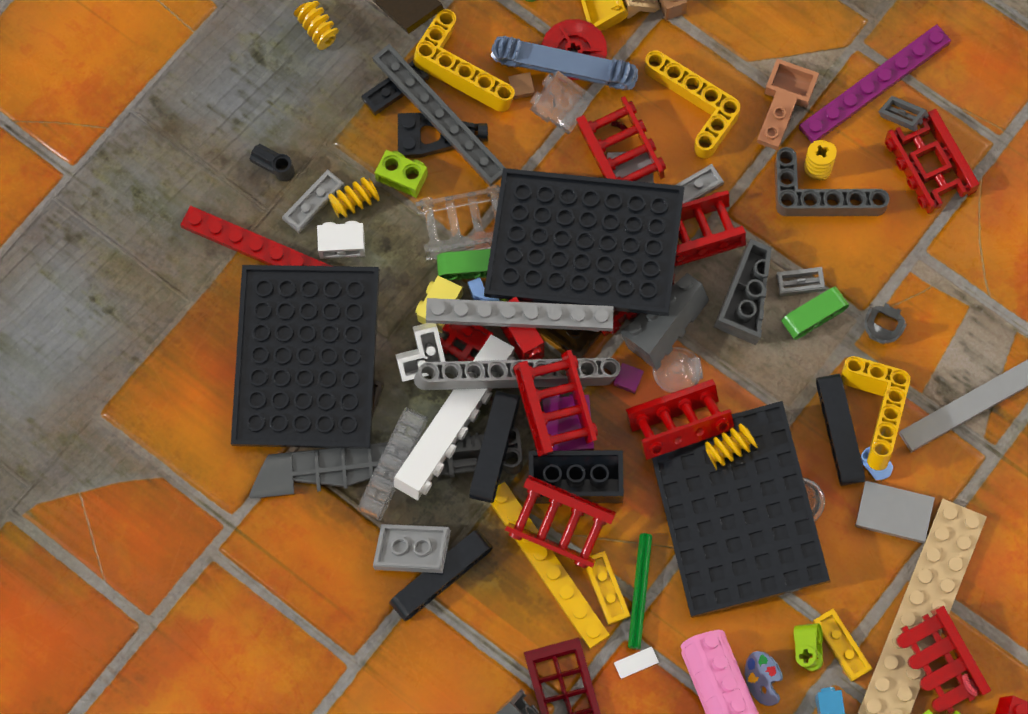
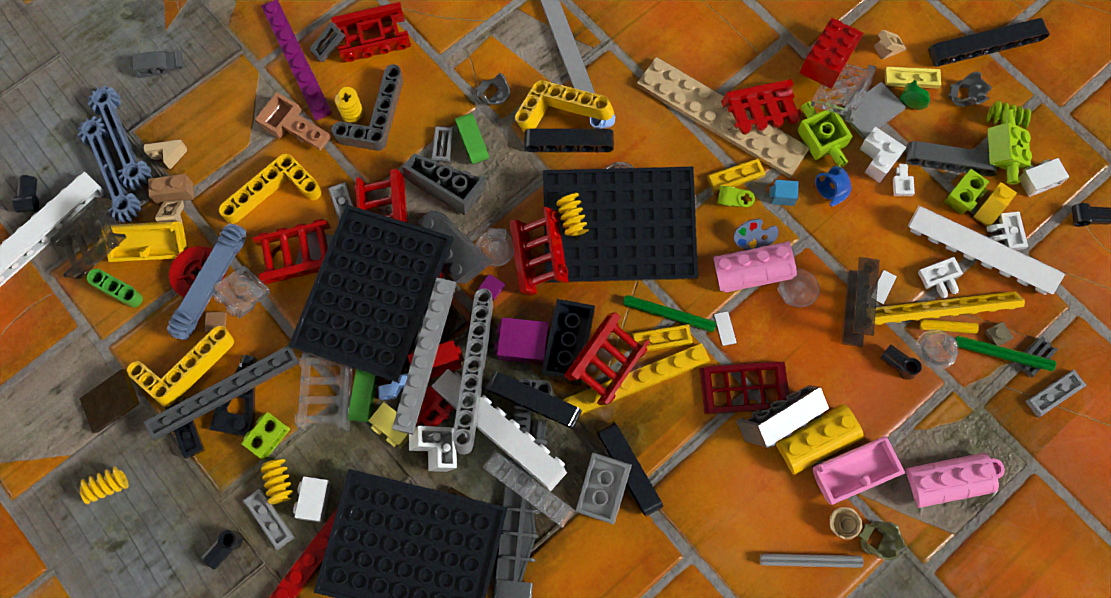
camera: 80 degrees left, 0 degrees up
(539, 419) = (500, 357): red fence -> none
(894, 512) = (640, 118): light grey tile -> none

